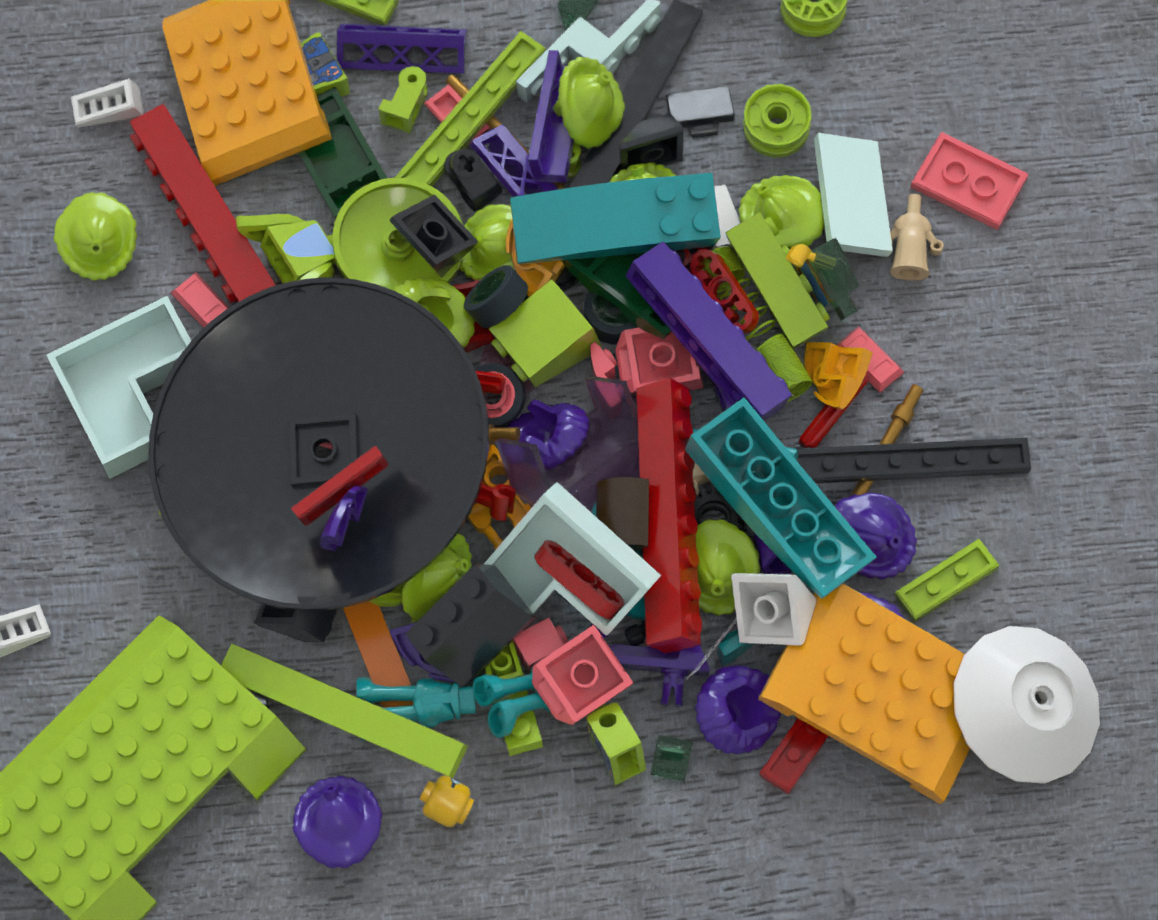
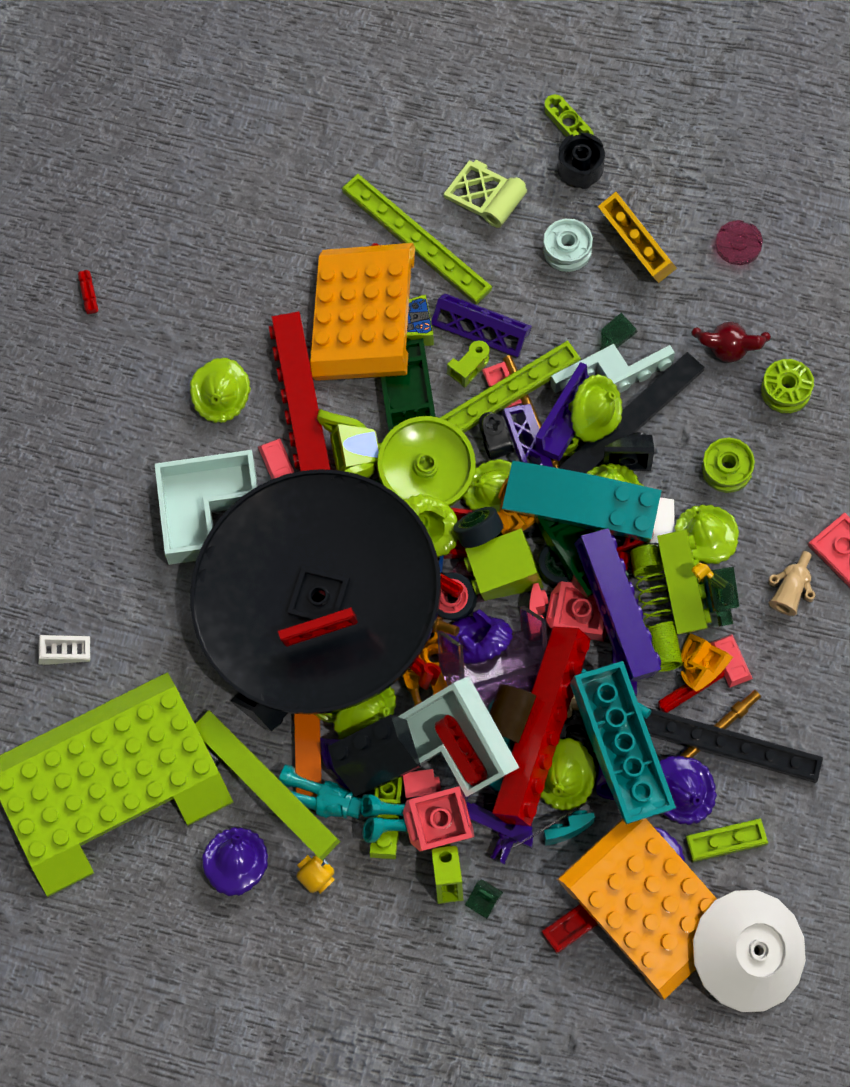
camera: 20 degrees right, 0 degrees up
(121, 111) = (276, 303): white slope -> none
(347, 509) = (317, 644): dark purple brick -> none
(434, 233) = (451, 468): black slope -> none
(702, 108) = (678, 438): piece -> none
(711, 284) = (634, 569): red beam -> none
(731, 710) = (535, 882): dark purple piece -> none
(772, 608) = (589, 819): white slope -> none
(853, 194) = (762, 537): light aqua tile -> none

